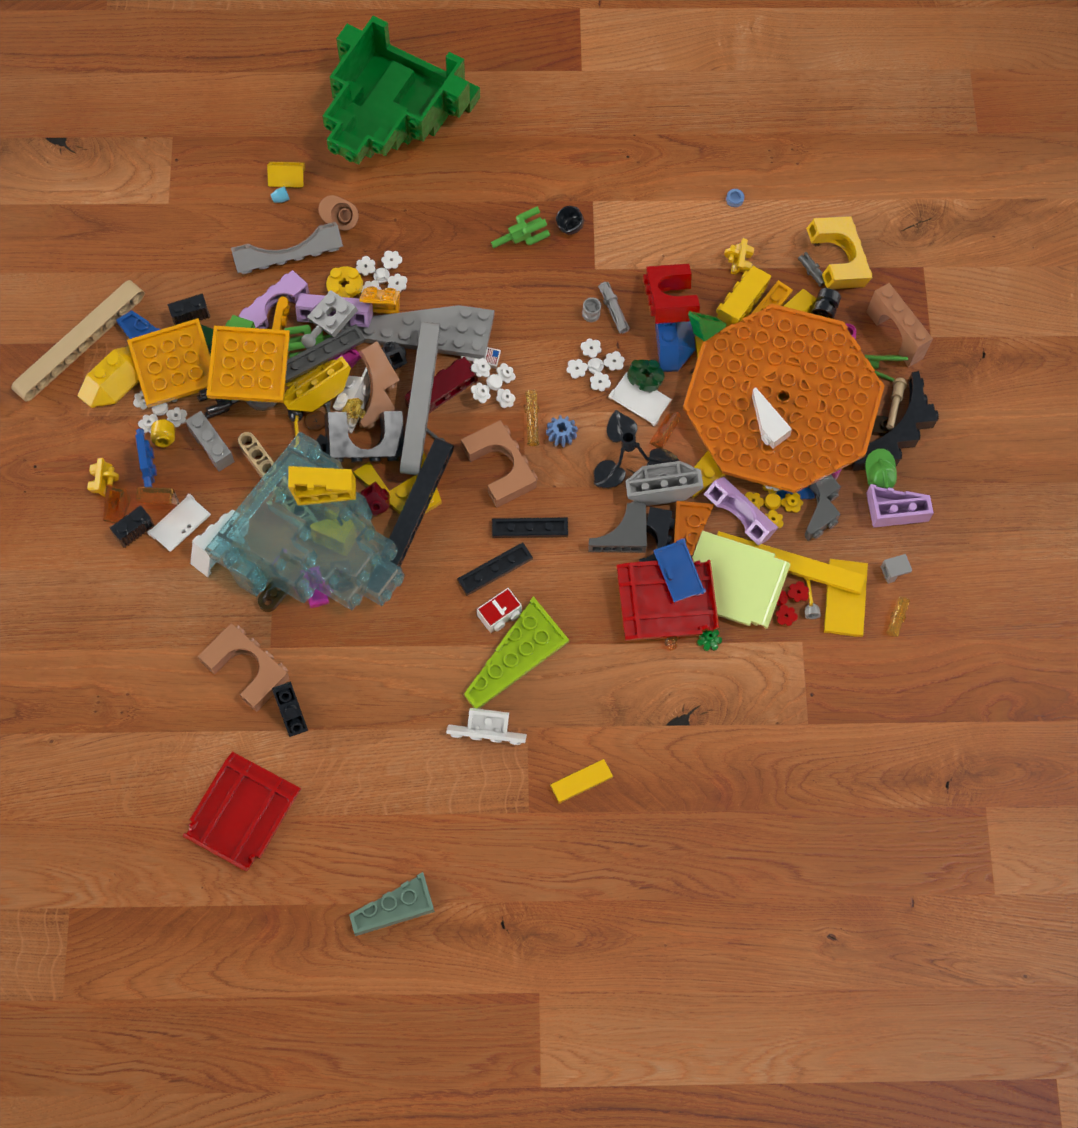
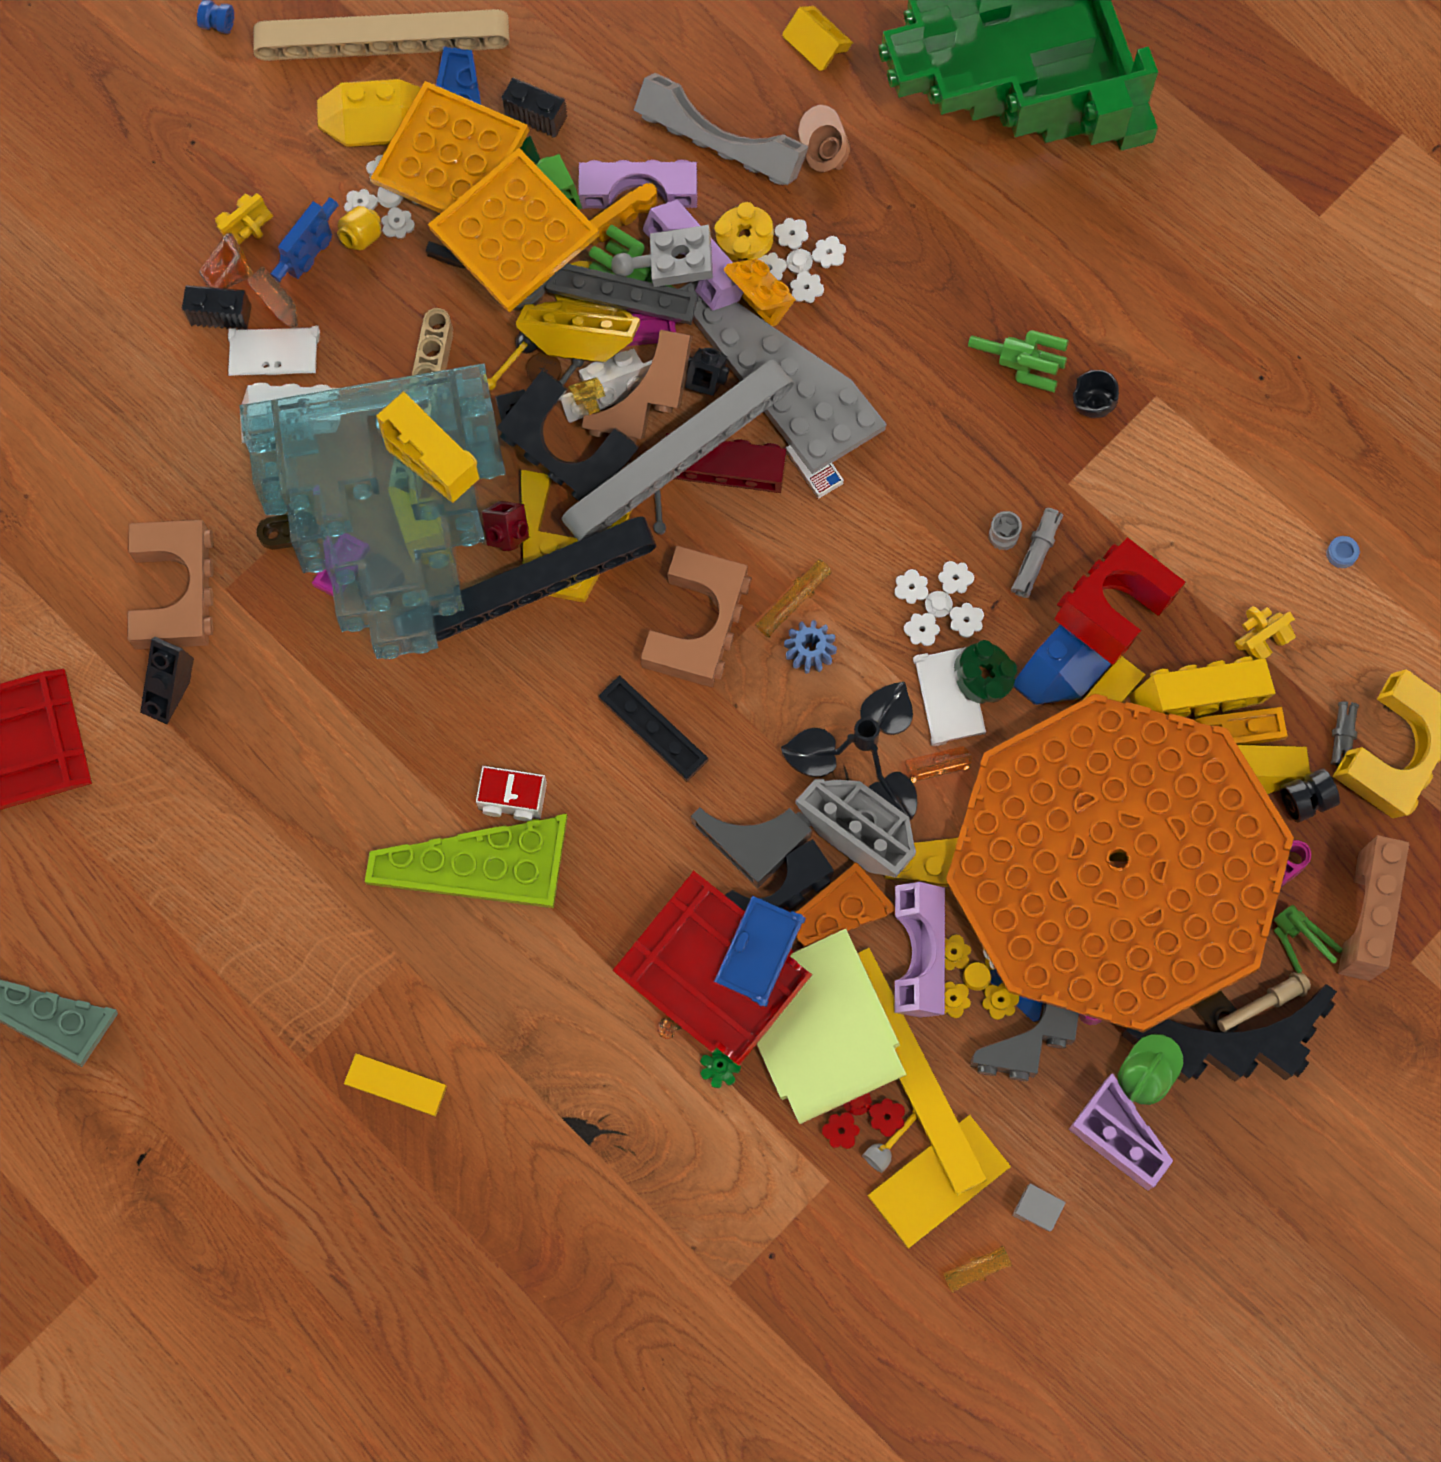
camera: 50 degrees right, 5 degrees up
(210, 440) = (394, 298): light grey arch -> none
(280, 195) = (783, 58): medium azure hose -> none
(487, 725) = (355, 915): white bracket -> none
(494, 382) = (789, 512): white plant -> none
(494, 569) = (561, 738): black tile -> none
(705, 325) = (1115, 678): green slope -> none
(771, 424) = (1060, 876): white slope -> none

